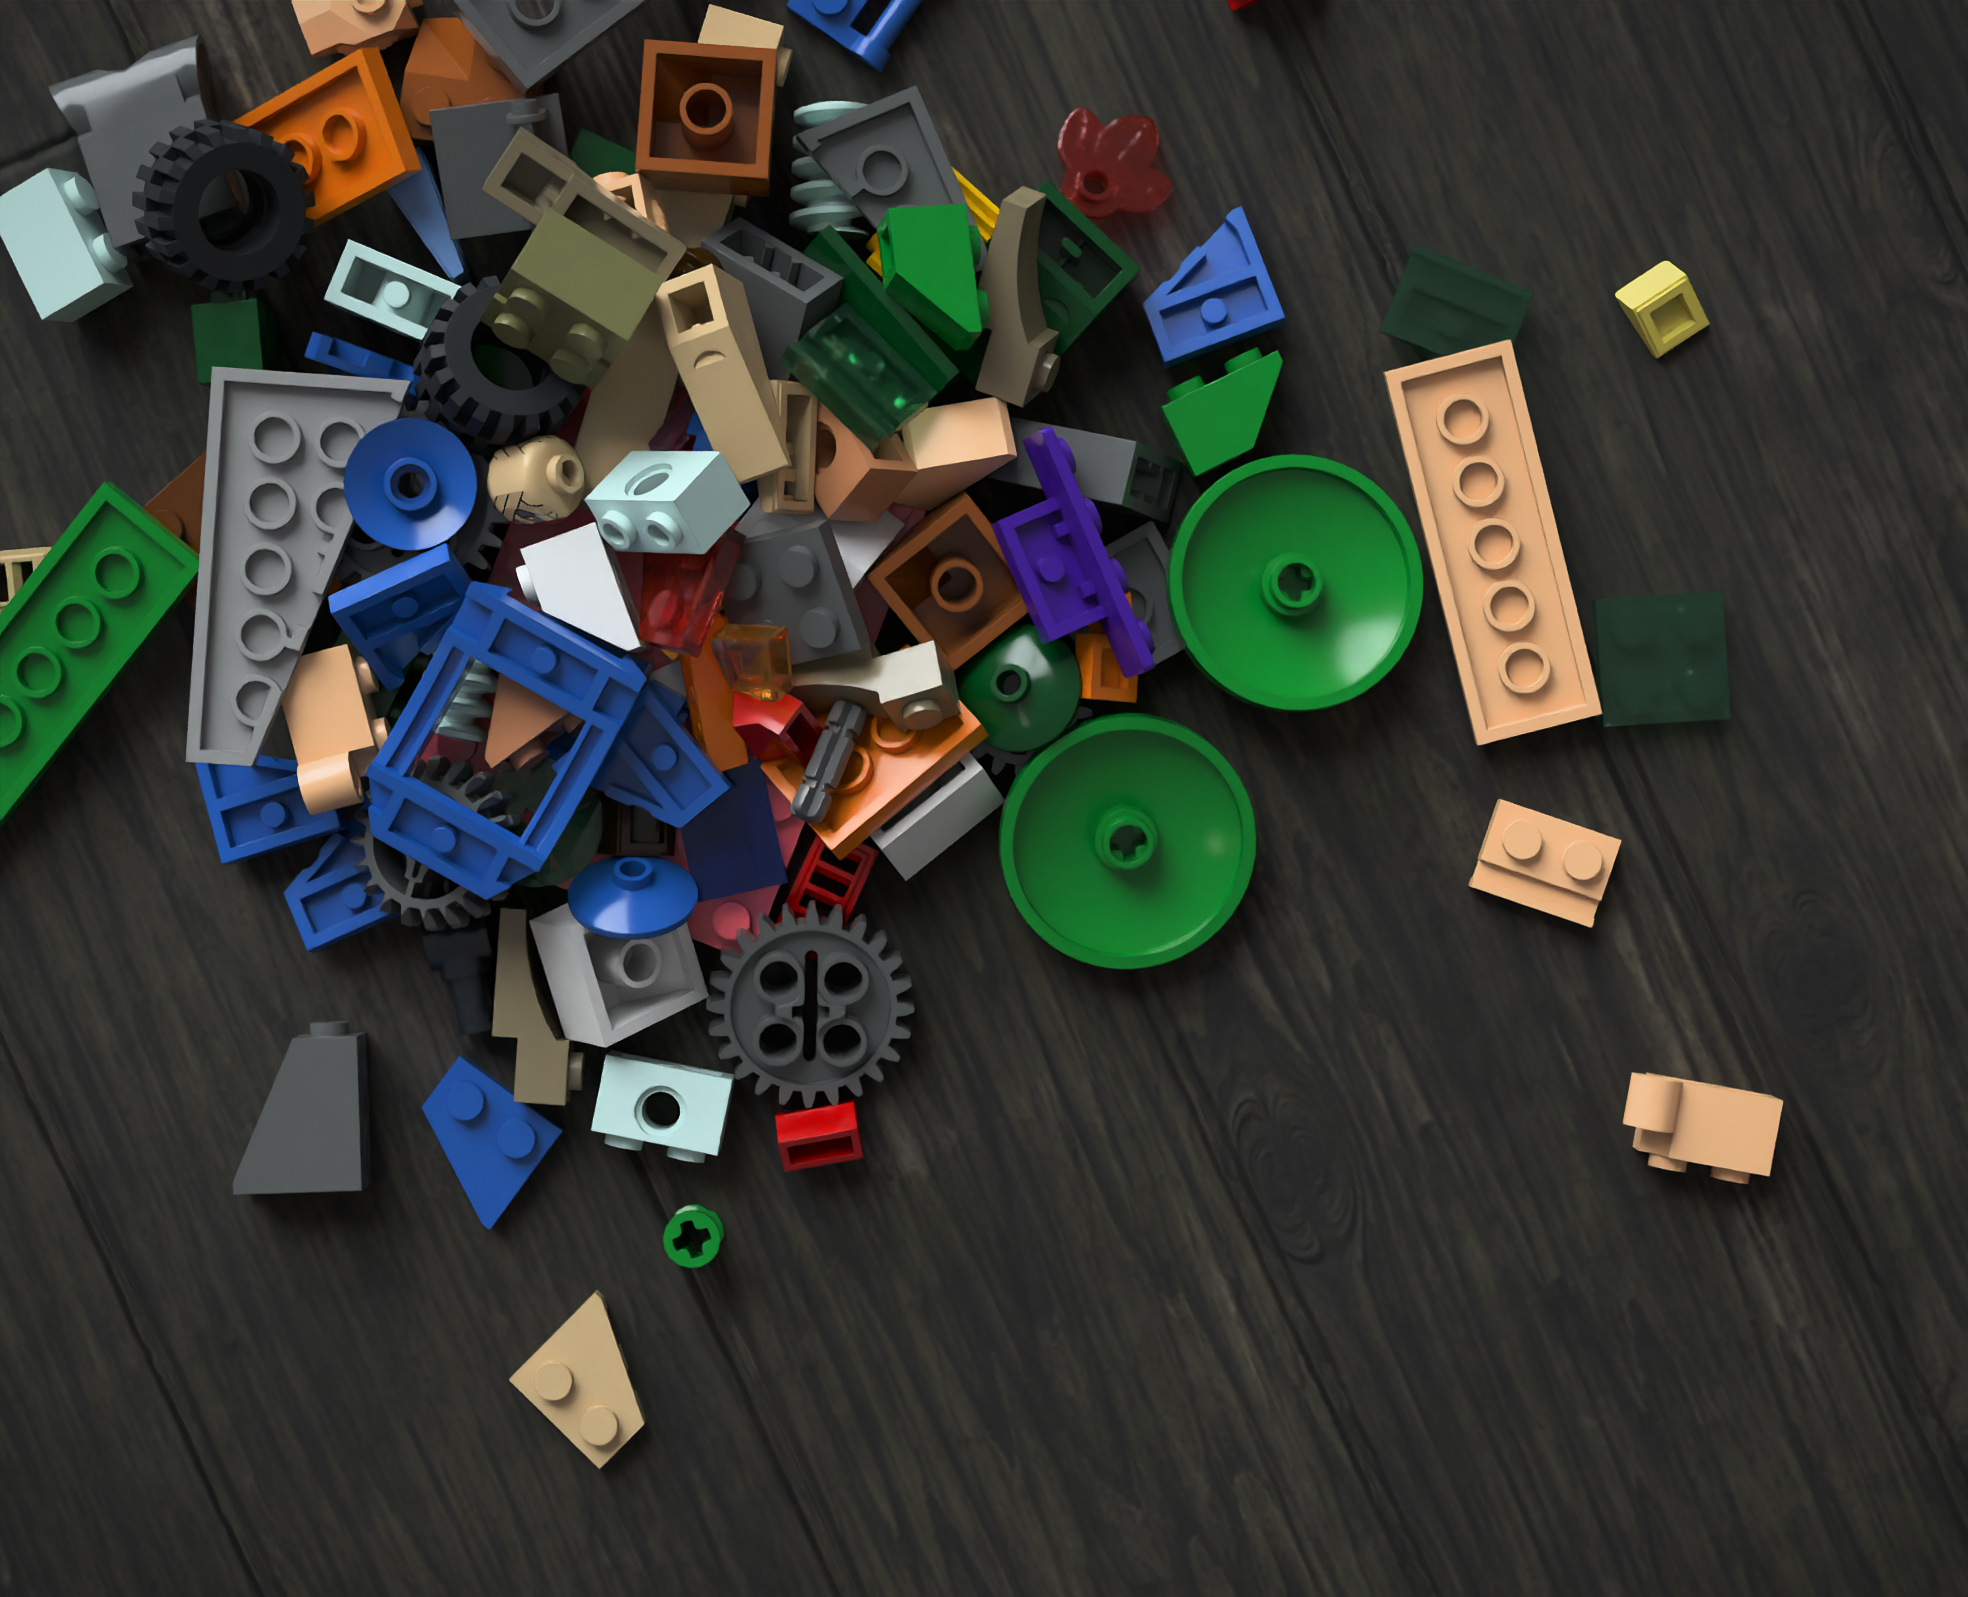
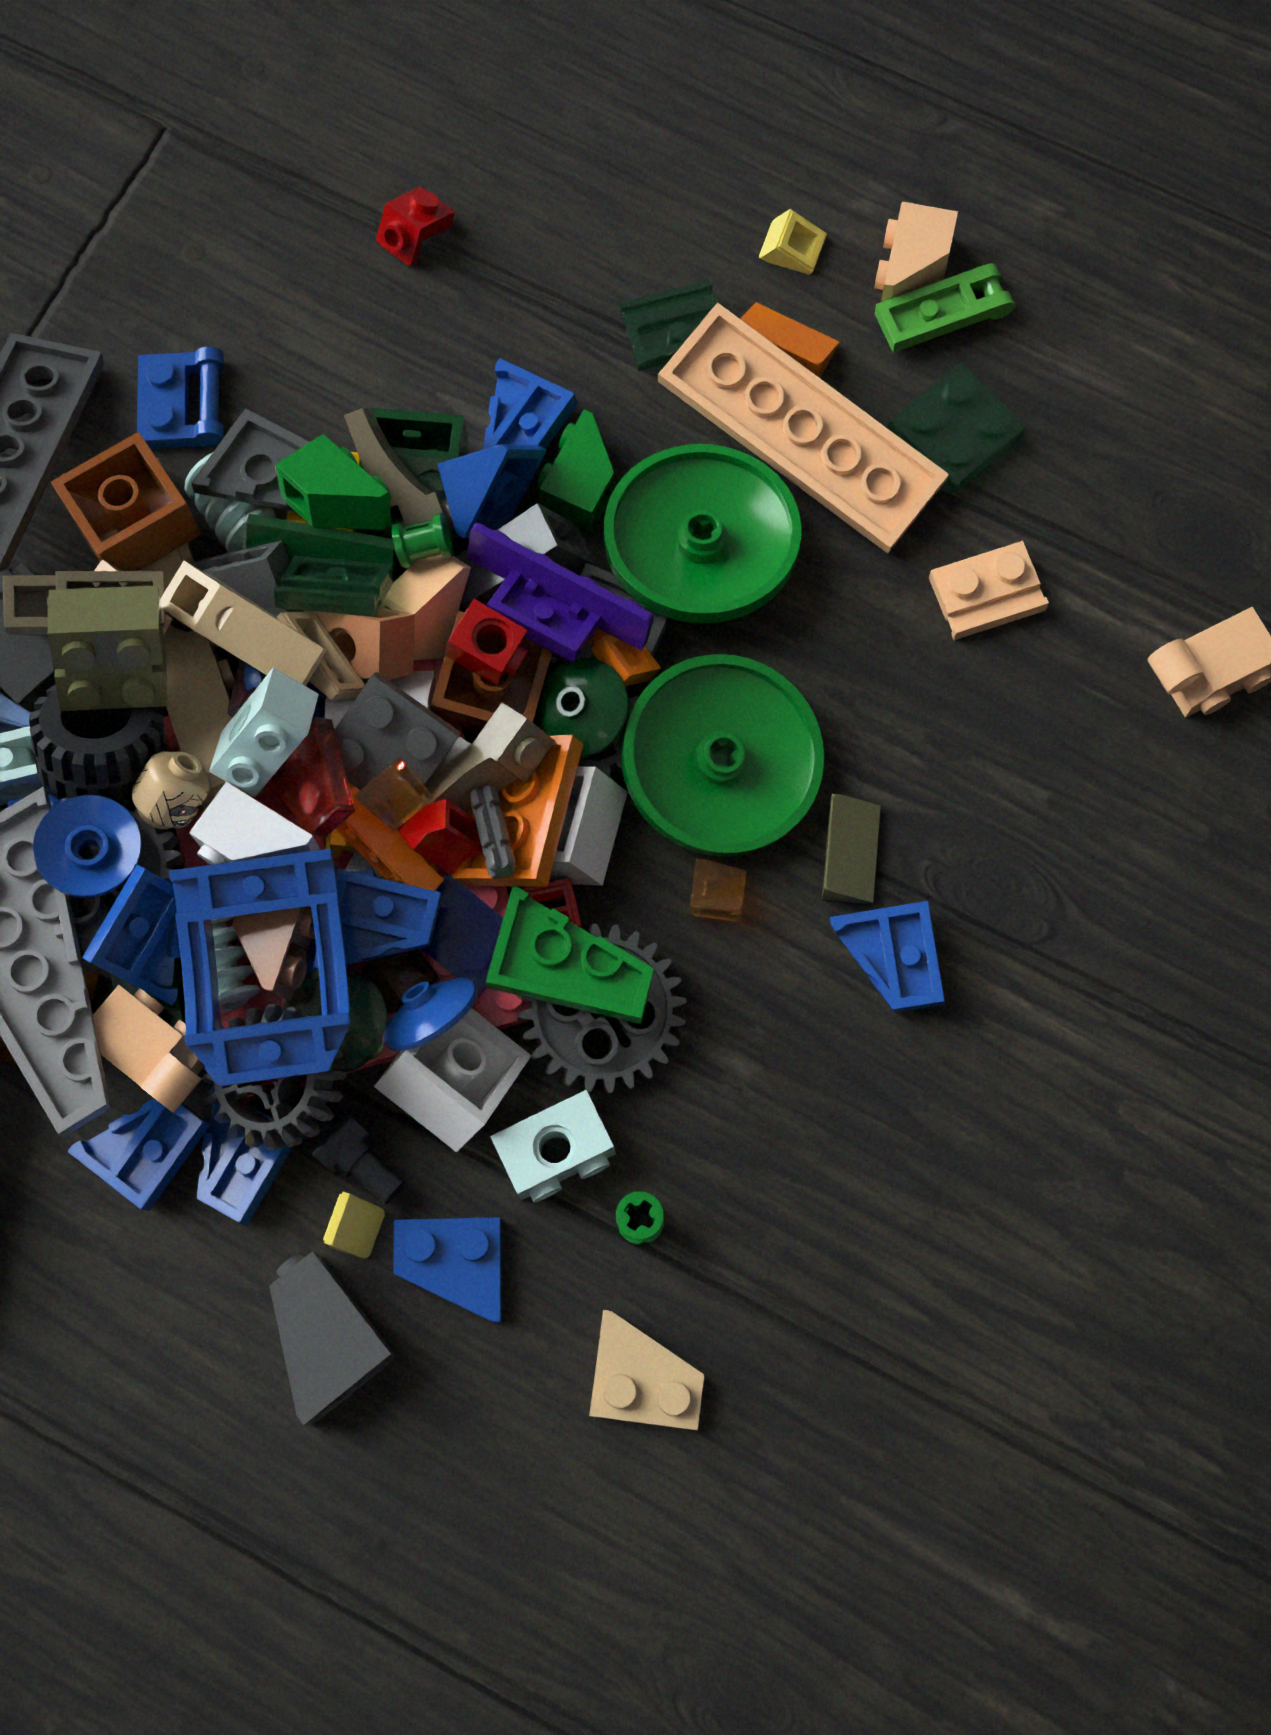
camera: 35 degrees left, 15 degrees down
(417, 1033) = (354, 1226): none -> light yellow slope
(545, 1059) = (453, 1176): dark tan slope -> none
(799, 947) = (562, 964): none -> green wing
(819, 1135) = (663, 1082): red piece -> none
(959, 535) = (482, 622): none -> red brick
(987, 393) = (422, 540): none -> green bush
(1019, 970) = (717, 891): none -> clear orange slope
(1106, 363) = (488, 484): none -> blue slope
(1115, 157) = (404, 387): clear red plate -> none
(1142, 1168) = (896, 953): none -> blue wing
(1183, 1029) = (851, 850): none -> olive slope
(1565, 420) = (795, 339): none -> orange slope
(1757, 514) = (943, 307): none -> bright green plate
(1783, 431) = (919, 249): none -> light nougat slope

